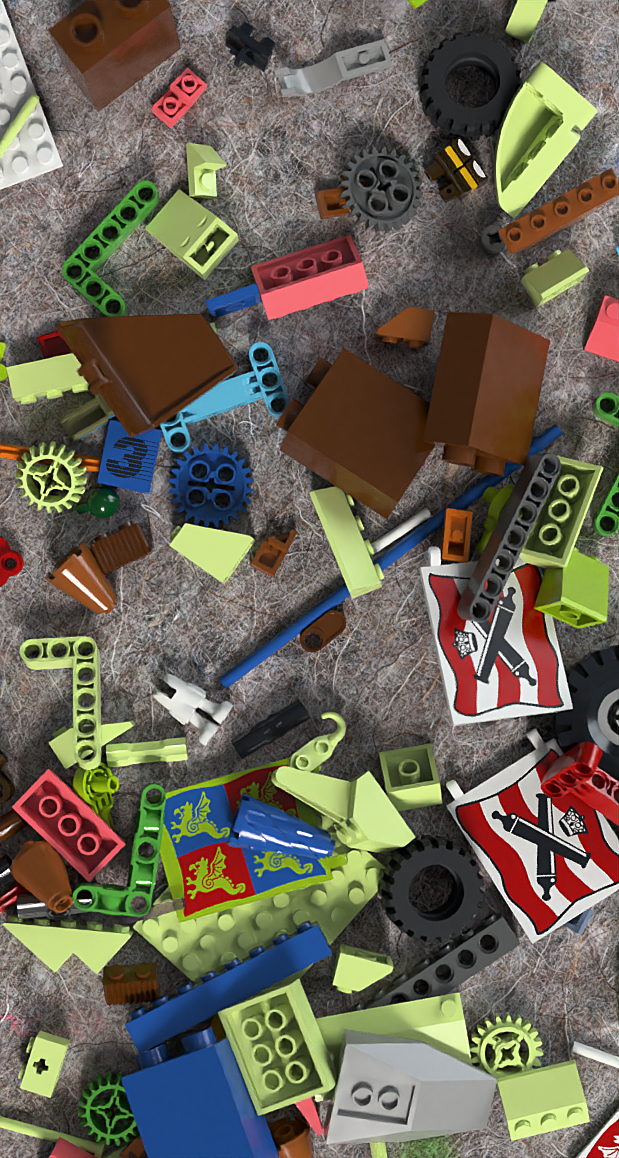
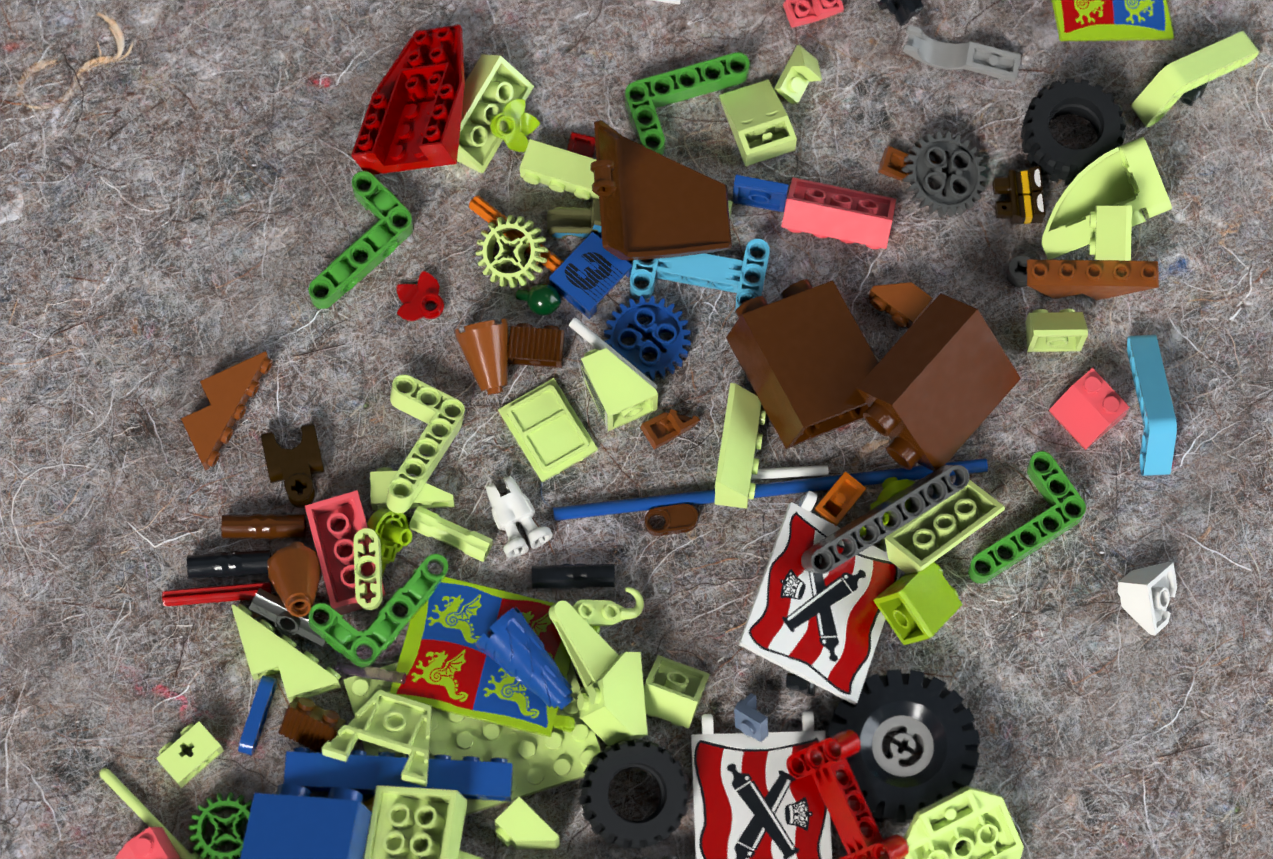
camera: 25 degrees right, 15 degrees down
(80, 998) = (257, 715): none -> blue beam
(110, 834) = (374, 548): none -> yellowish green beam
(173, 613) = (547, 430): none -> yellowish green piece
(183, 518) = (599, 344): none -> white bar
(197, 948) = (390, 723): none -> yellowish green wing
(490, 770) = (750, 720): none -> sand blue bracket
(561, 166) = (1111, 233): none -> yellowish green slope

